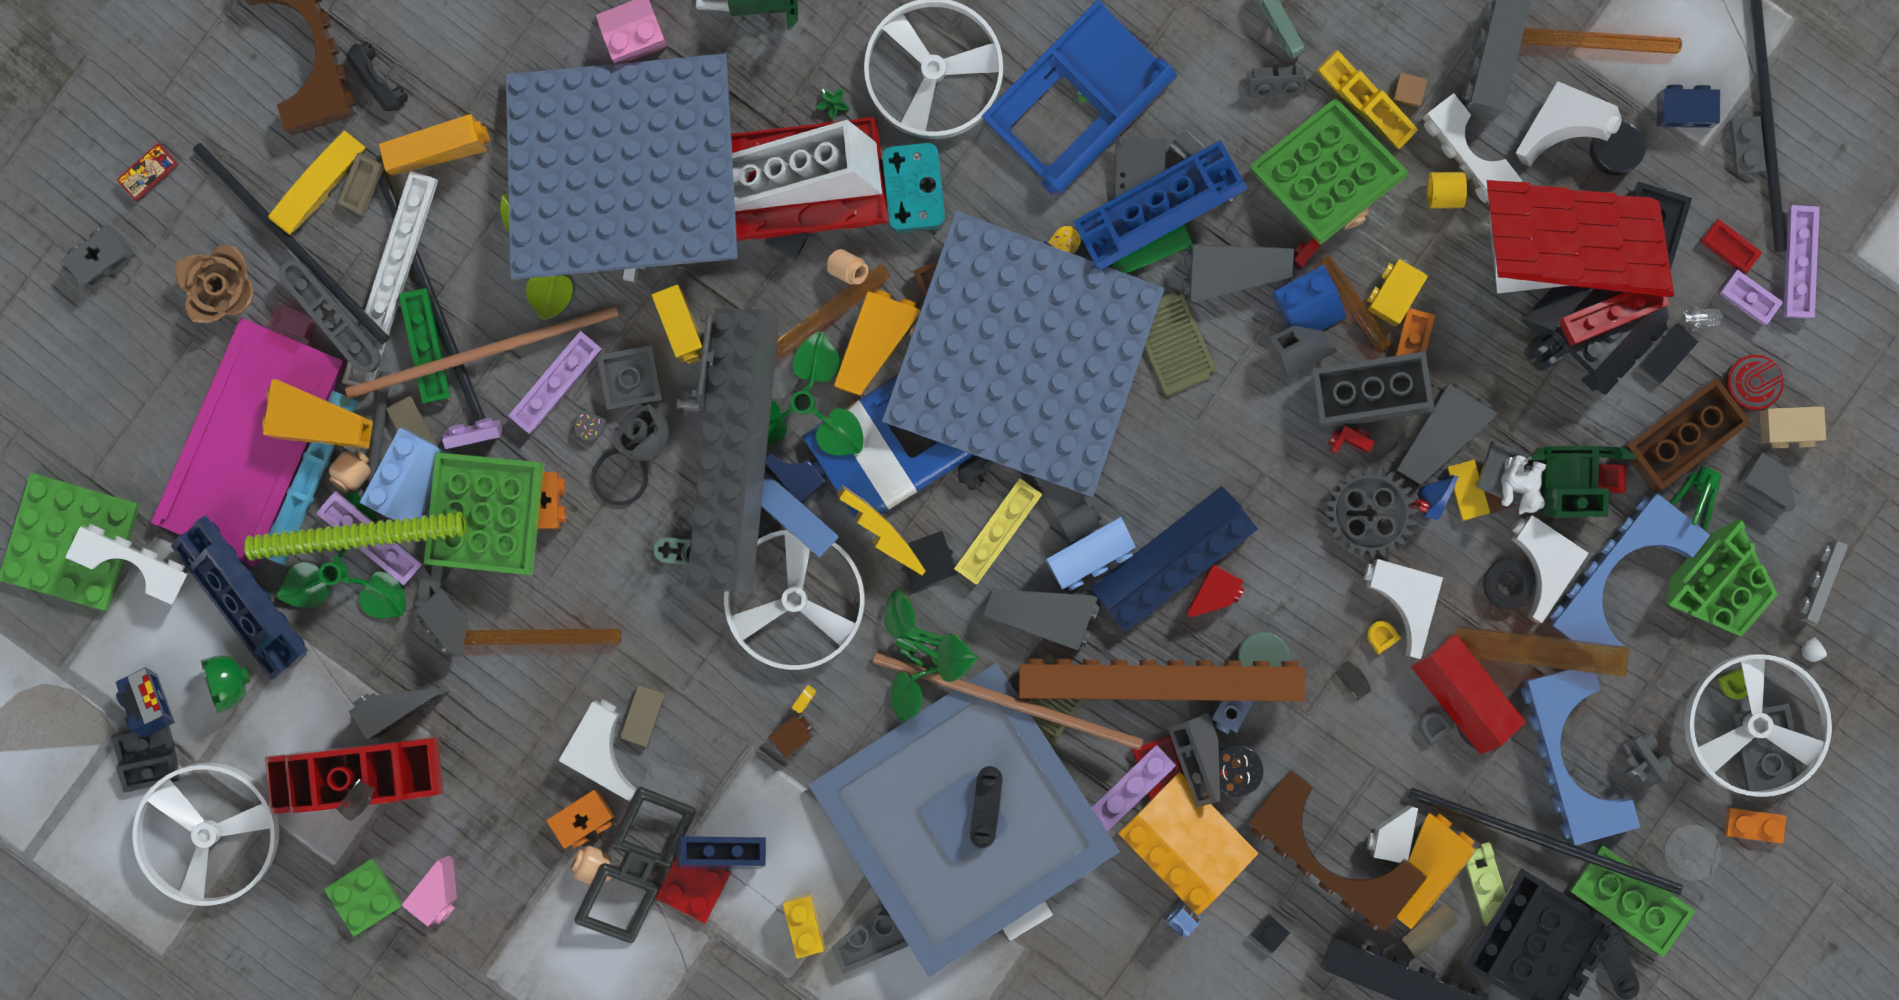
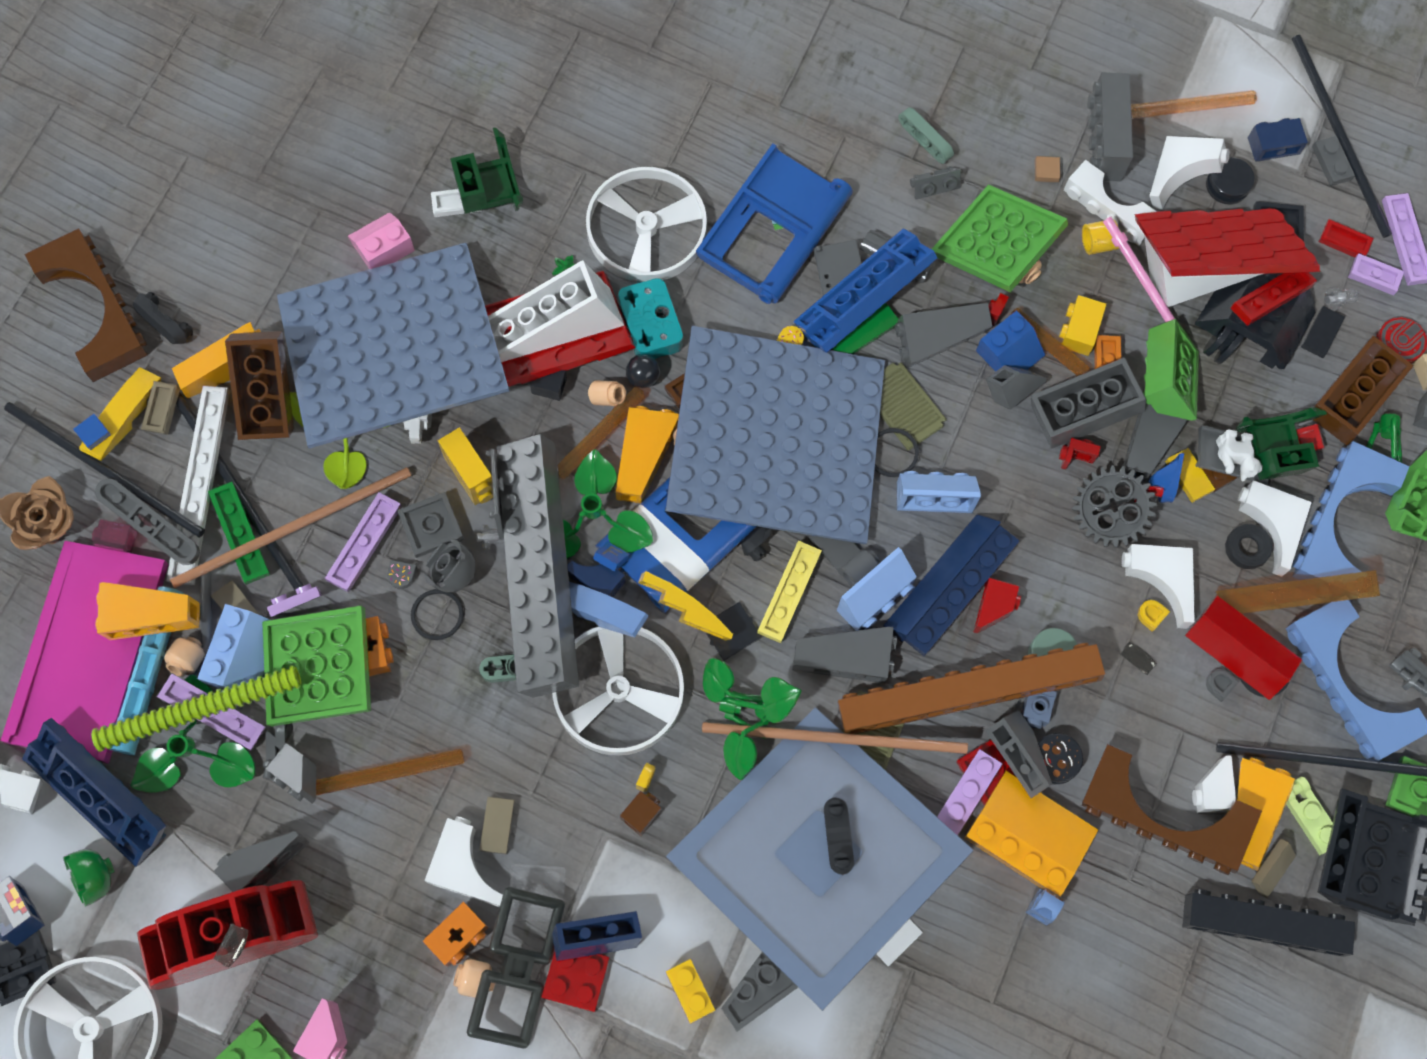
camera: 20 degrees left, 15 degrees down
(284, 203) = (92, 431): none -> blue tile
(470, 189) = (259, 385): none -> reddish brown brick
(814, 458) = (611, 556): none -> blue tile
(892, 249) = (642, 371): none -> black piece
(1171, 406) = (910, 437): none -> black piece
(1183, 454) = (937, 492): none -> light blue slope
(1270, 933) = (1128, 904): black plate -> none
(1366, 99) = (1012, 180): yellow slope -> none
(1463, 205) = (1120, 240): none -> bright pink bar
(1478, 373) = (1171, 371): none -> bright green slope

